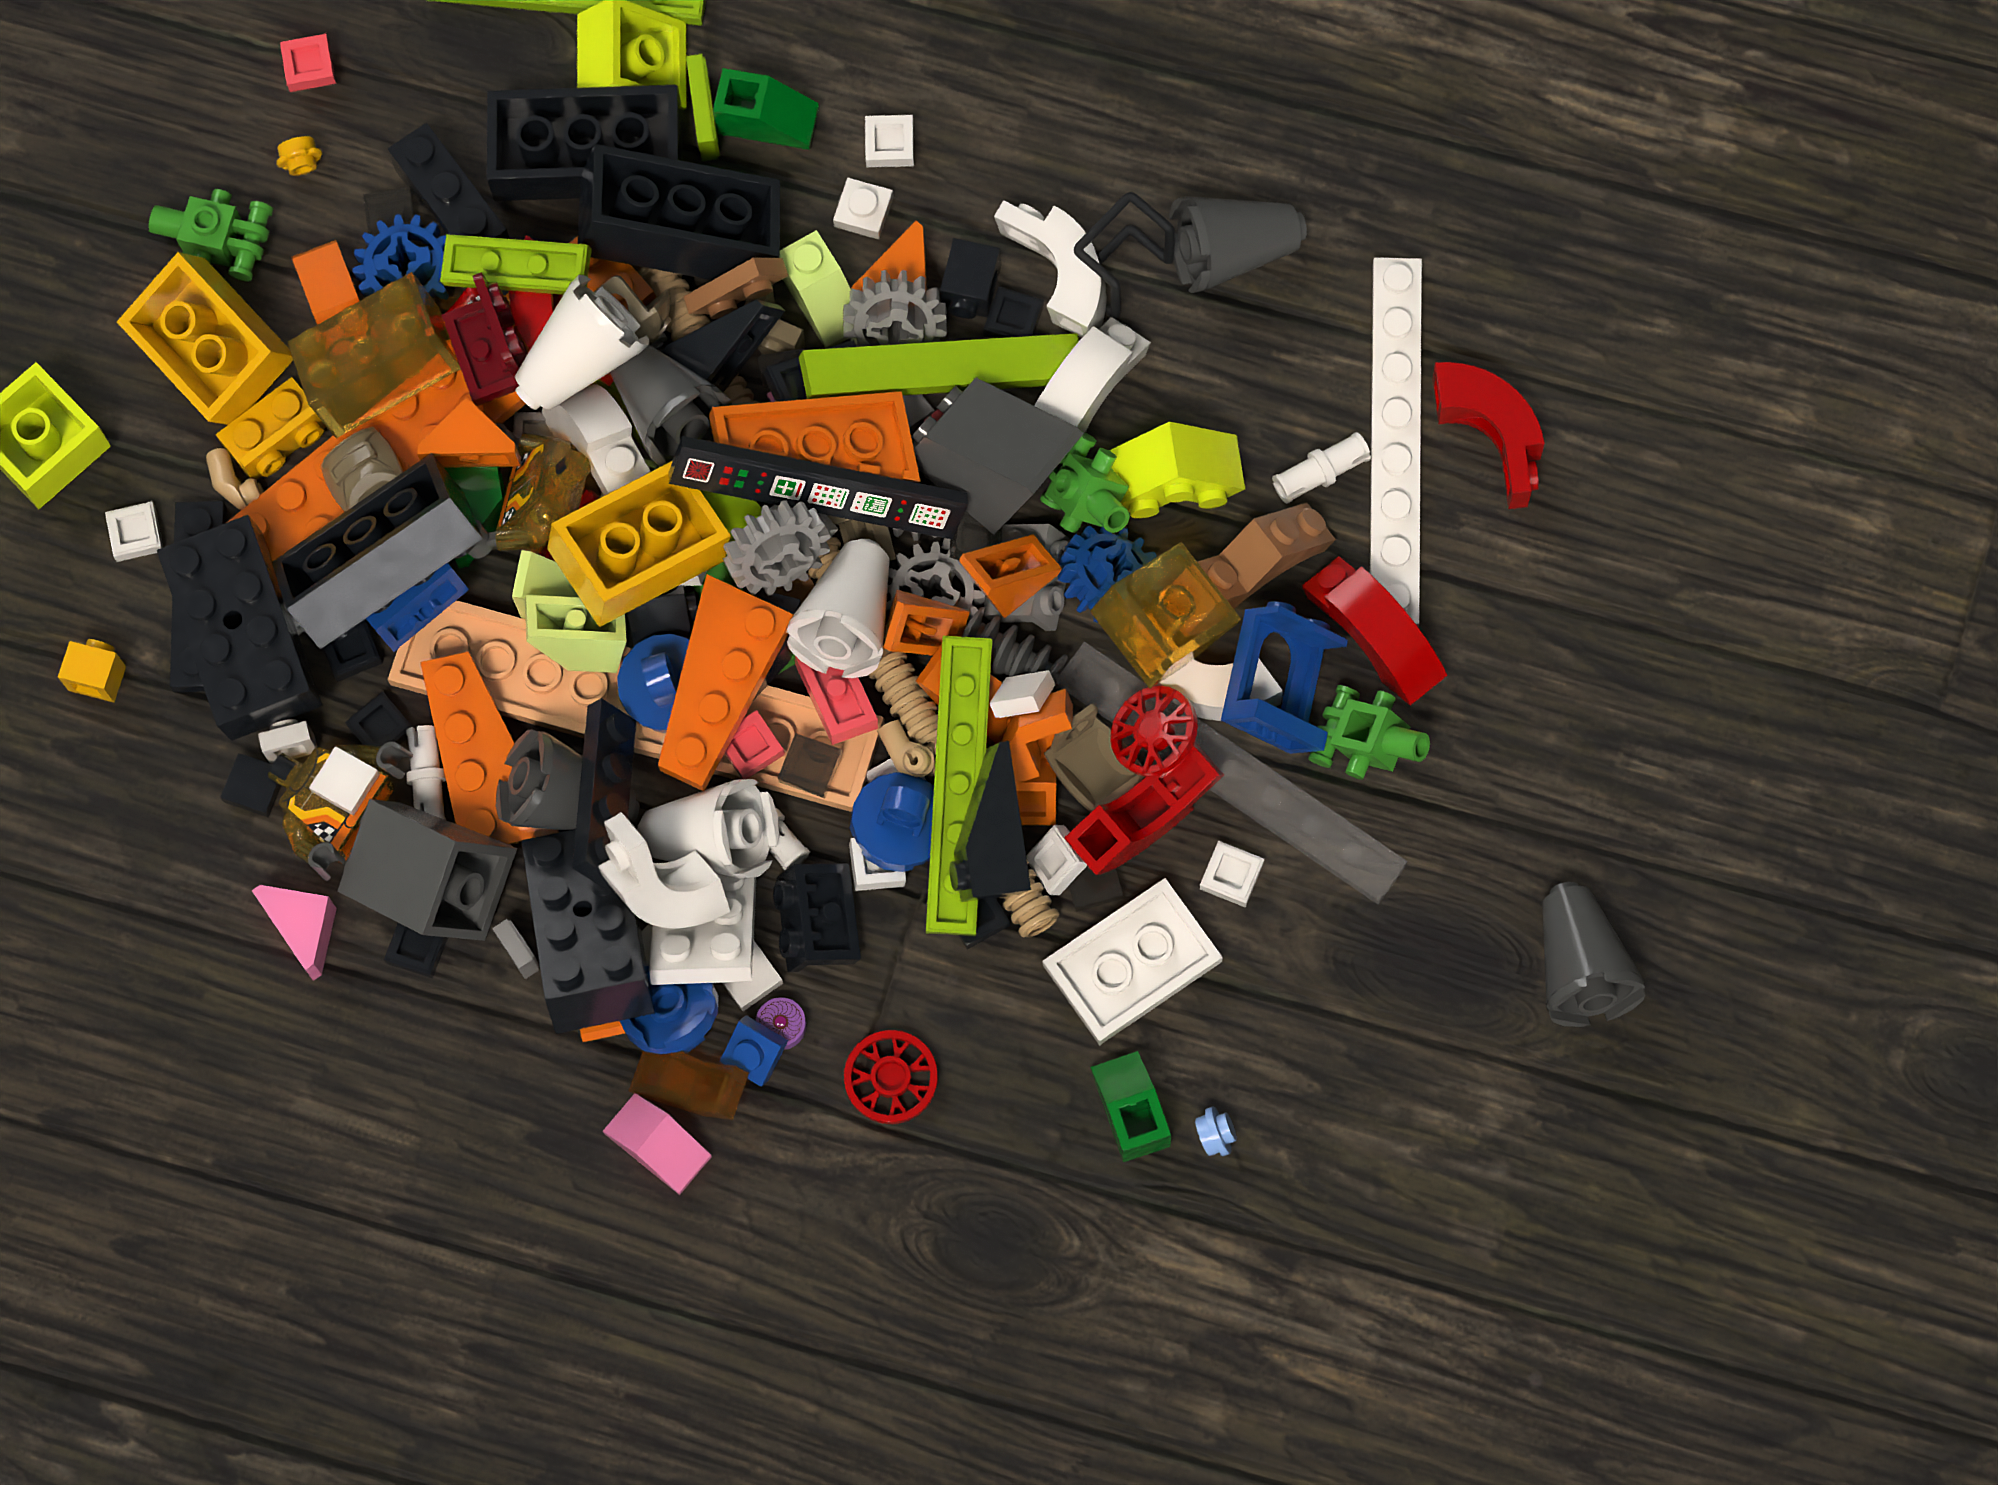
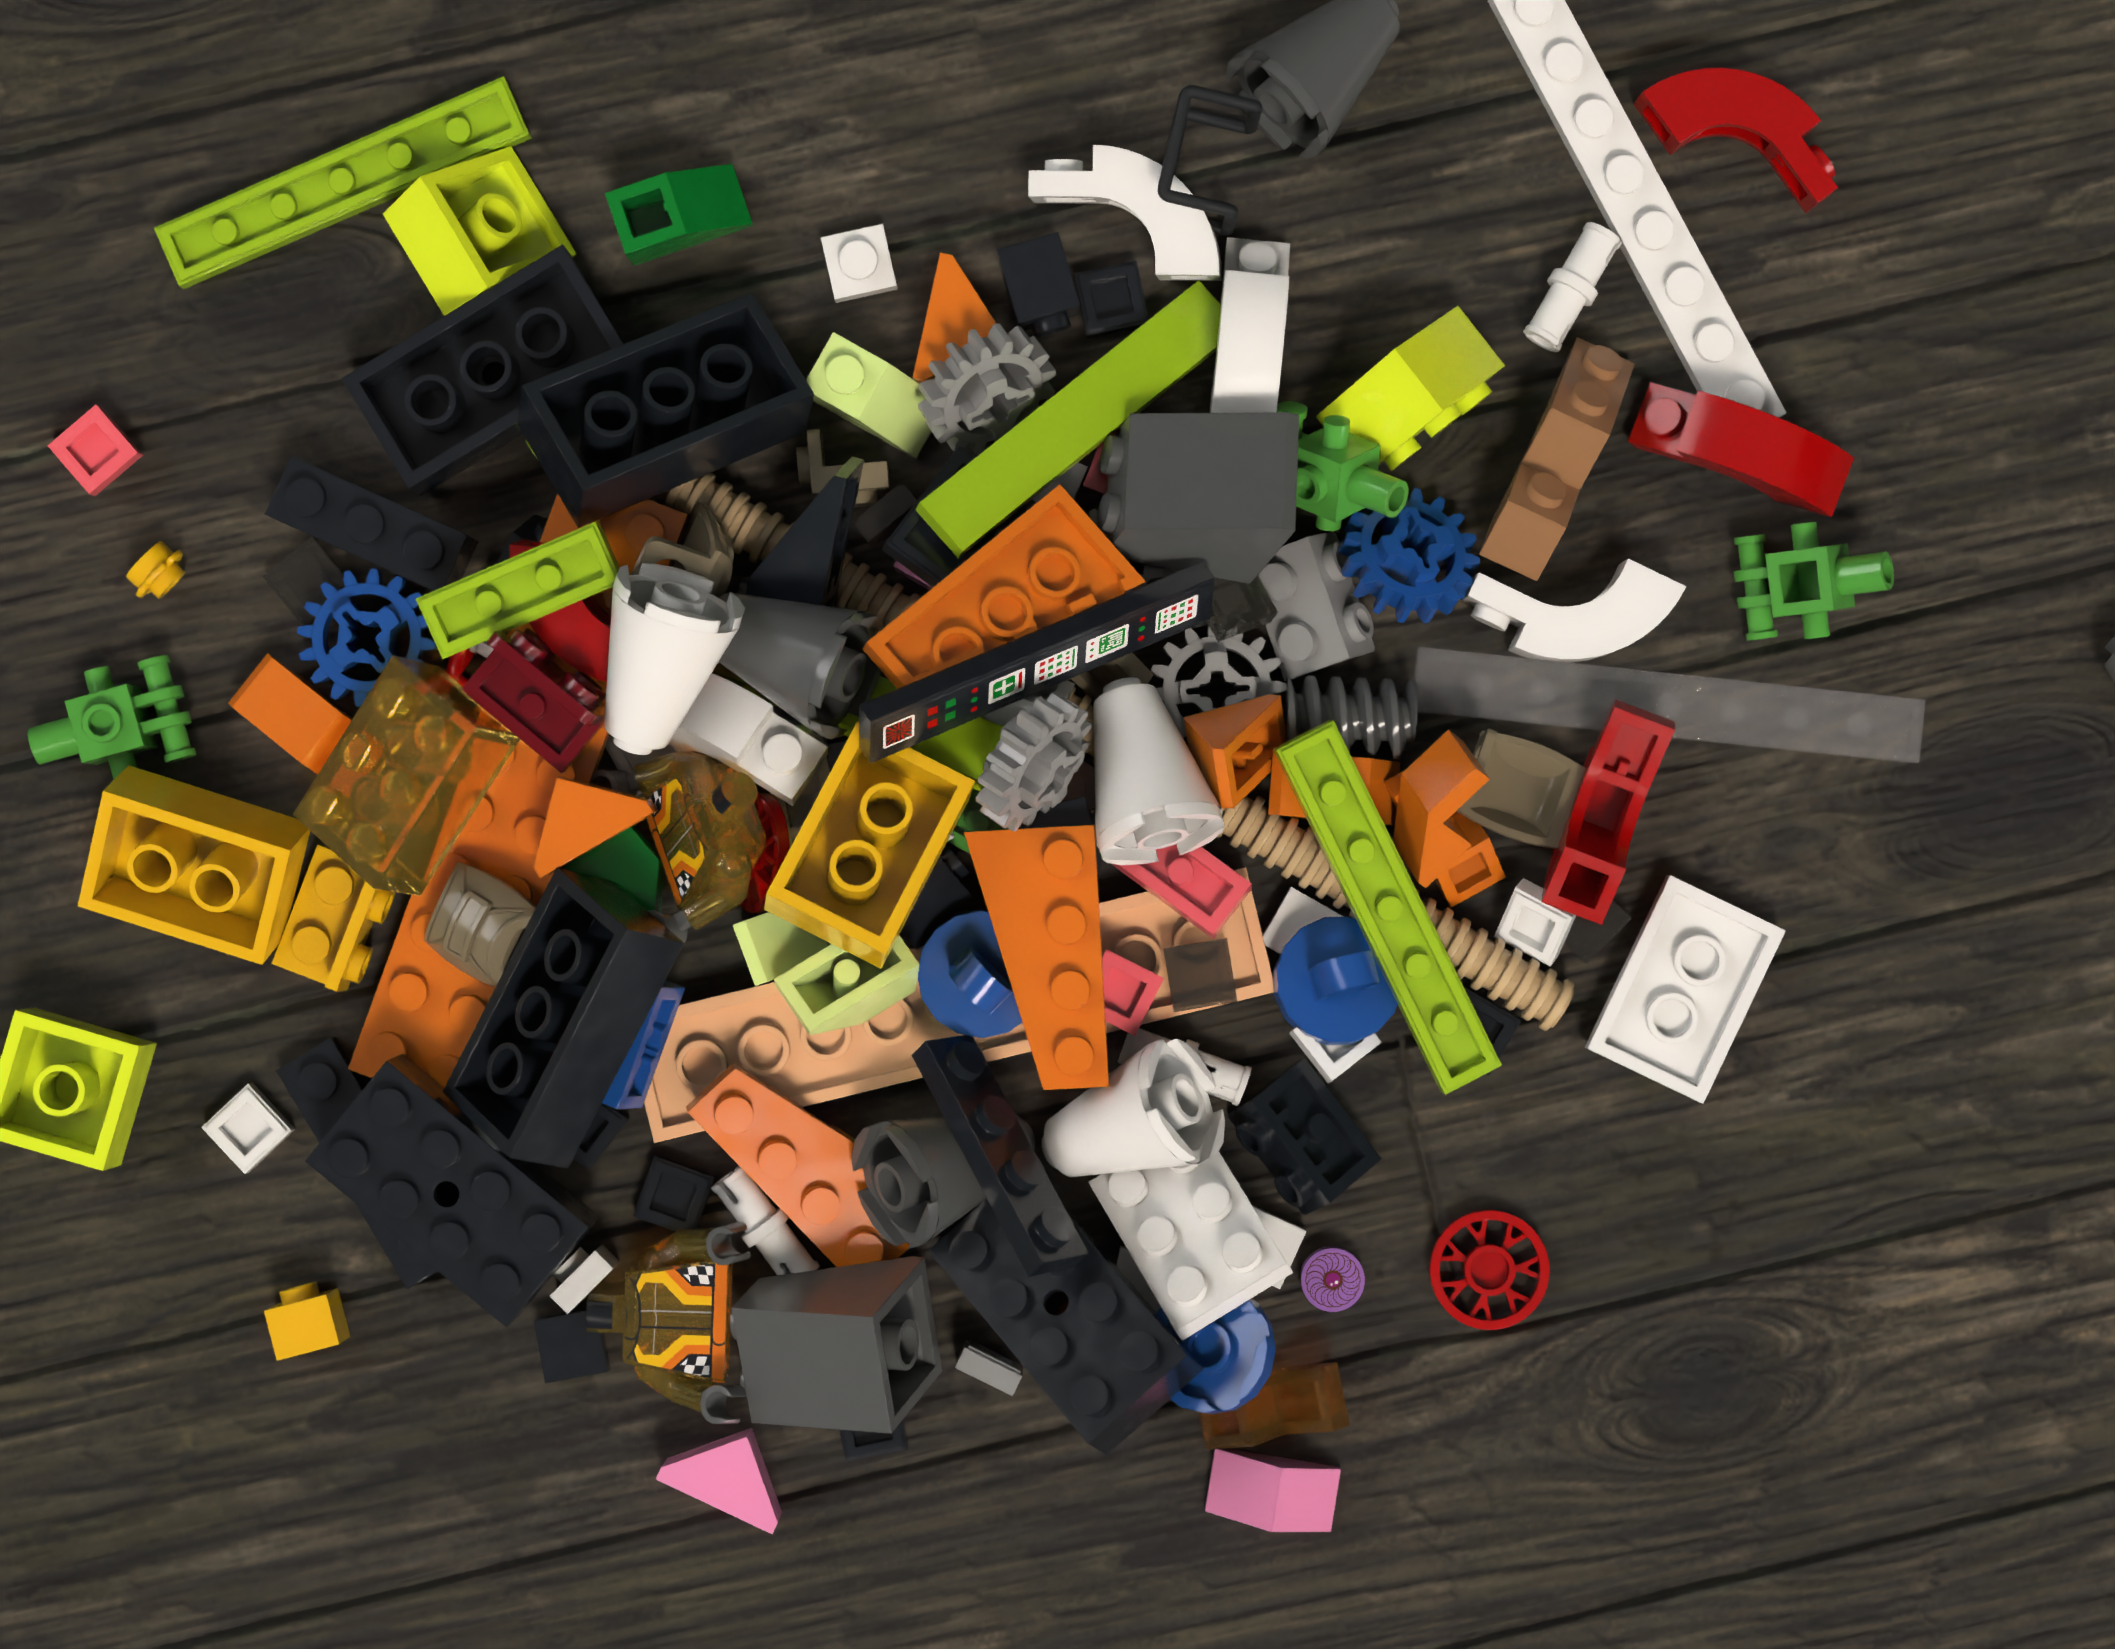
camera: 40 degrees left, 15 degrees up
(226, 482) = (321, 1014): tan arm -> none
(344, 780) = (685, 1298): white tile -> none
(661, 894) = (1140, 1234): white arch -> none
(702, 107) = (599, 245): lime tile -> none
(744, 282) = (799, 442): medium nougat plate -> none
(754, 1050) = (1323, 1330): blue plate -> none
(889, 141) = (843, 164): white plate -> none
(906, 755) = (1302, 900): tan arm -> none
(991, 841) = (1464, 952): black slope -> none
(1011, 571) = (1305, 622): orange slope -> none
(1022, 694) = (1402, 764): white tile -> none
(1131, 1106) = (1780, 1157): green slope -> none
(1153, 731) = (1568, 716): red wheel -> none
(1164, 614) = (1516, 581): clear yellow slope -> none
(1216, 1132) = (1887, 1131): light blue plate -> none
(1231, 874) = (1735, 822): white tile -> none
(1307, 639) = (1678, 520): blue panel -> none

